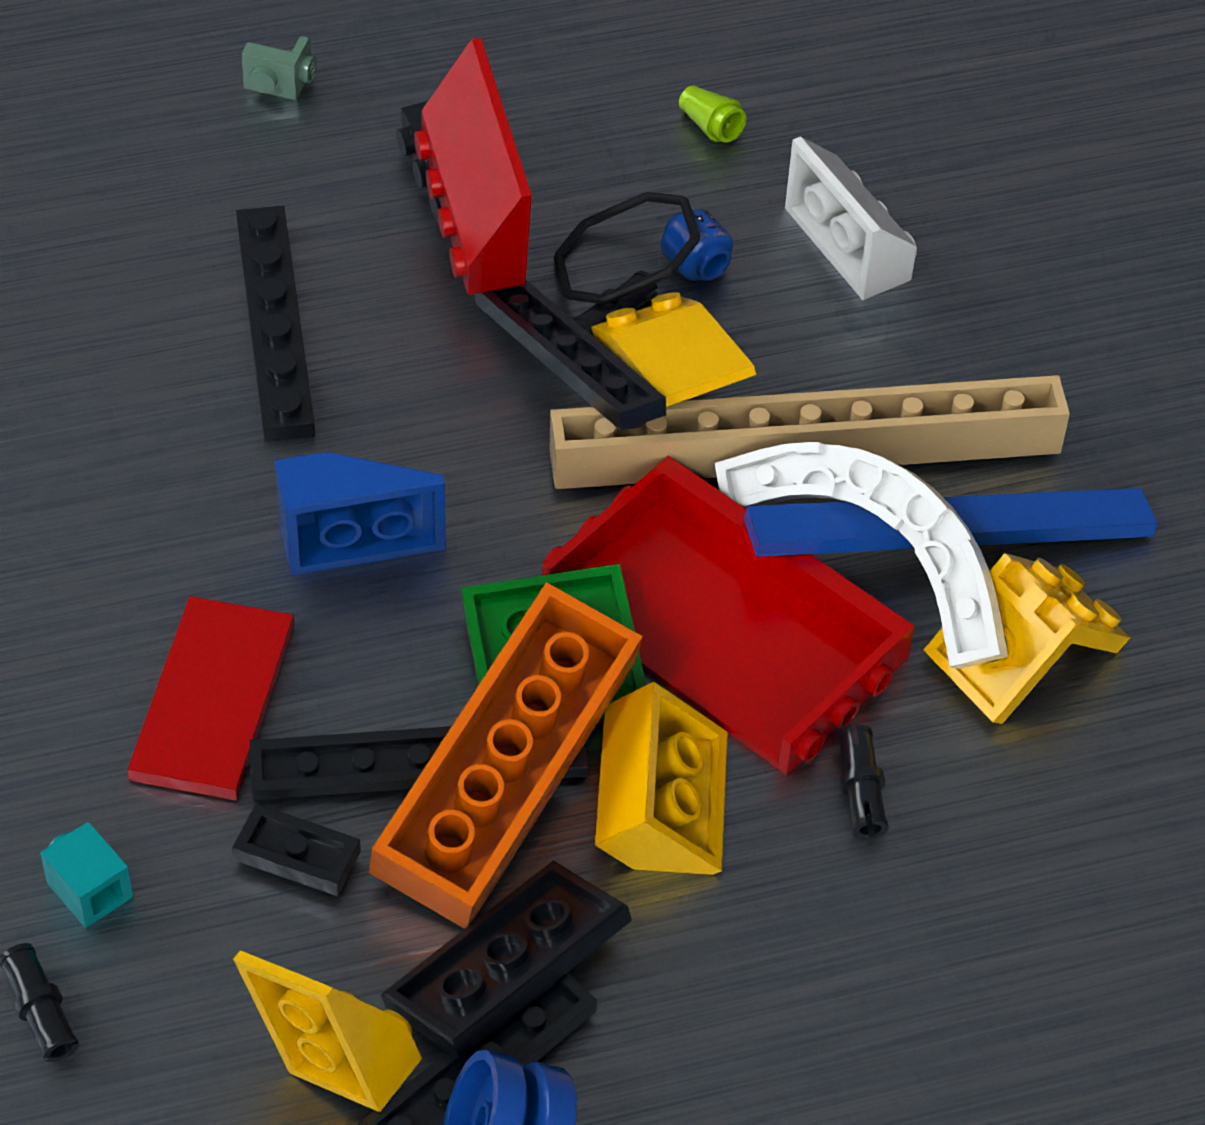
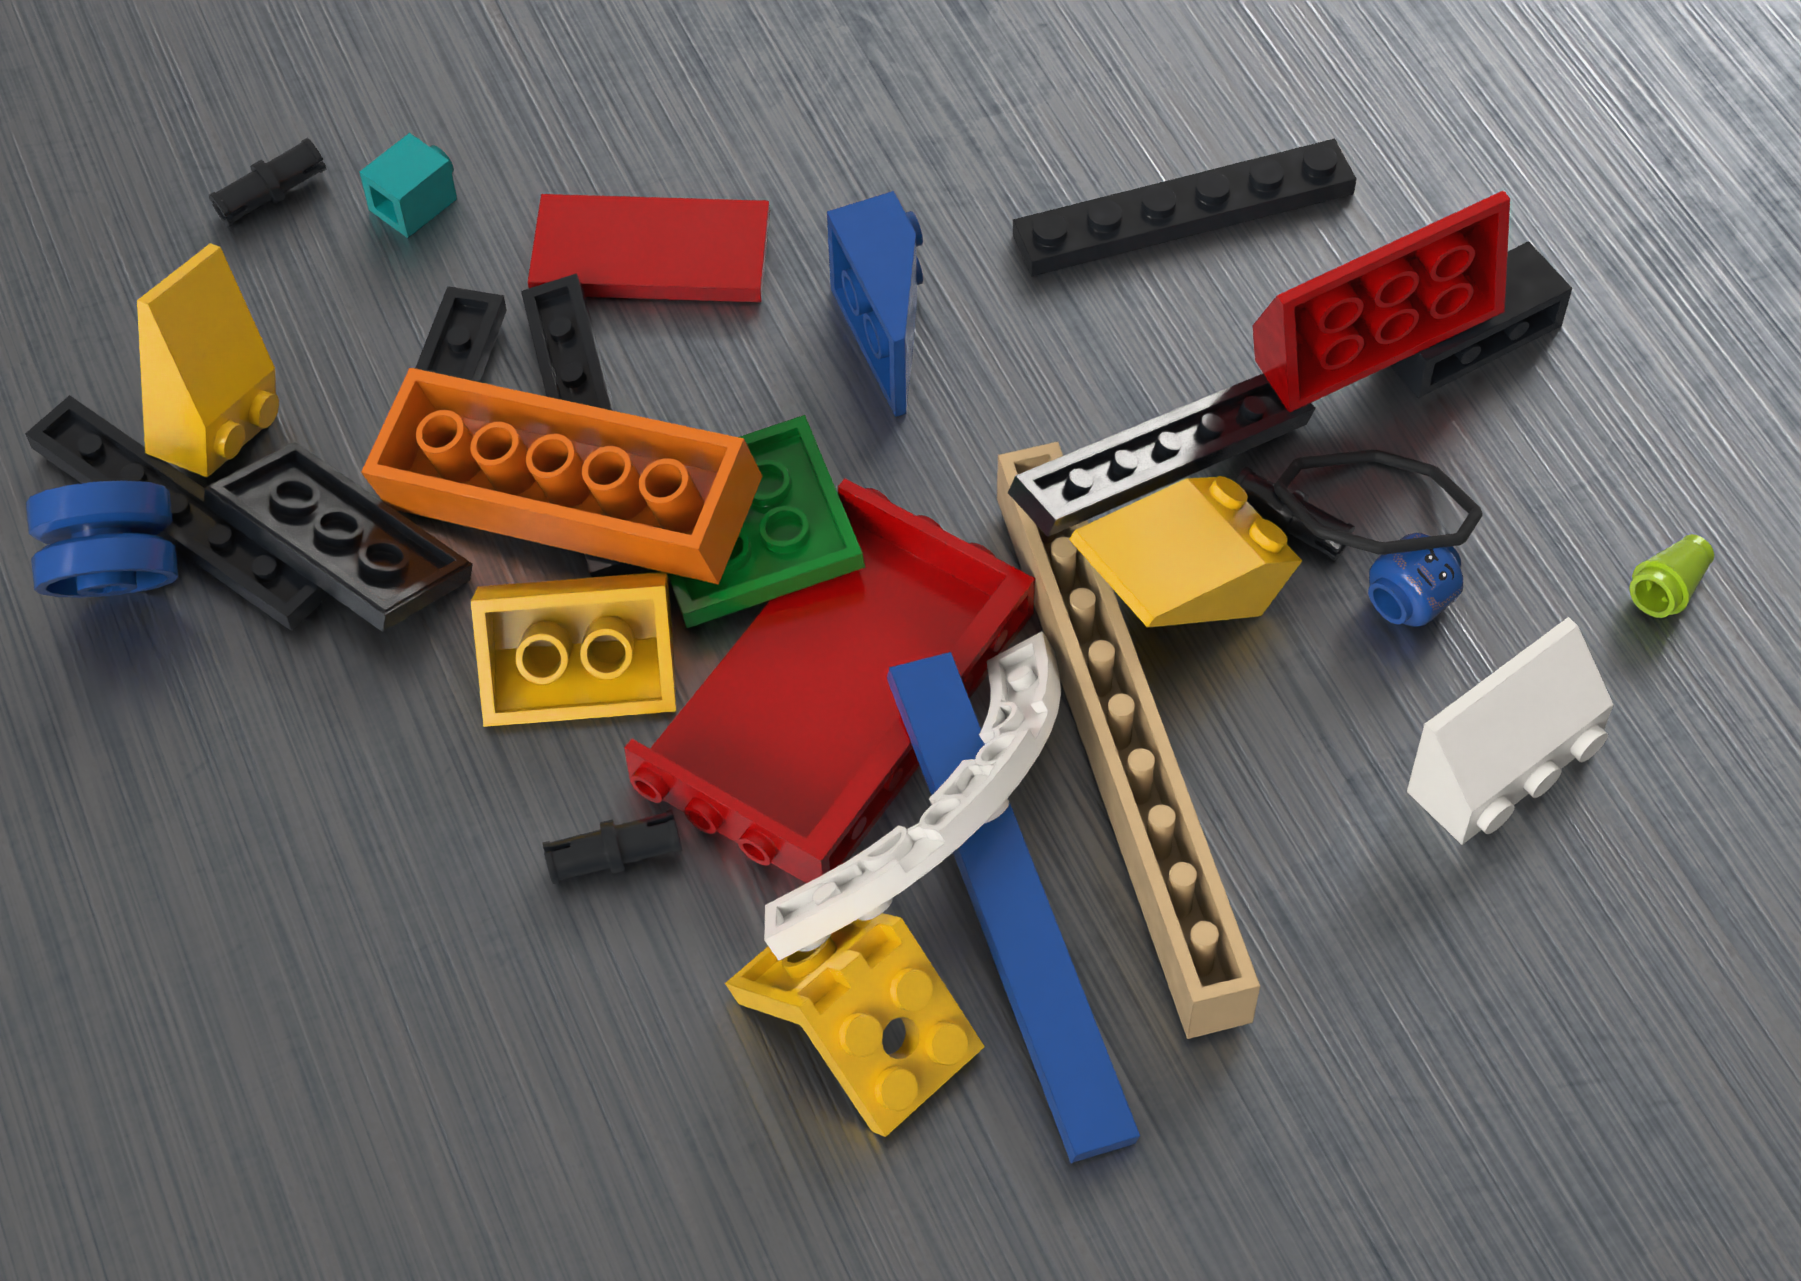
camera: 85 degrees right, 5 degrees up
(278, 70) = (1576, 146): sand green bracket -> none

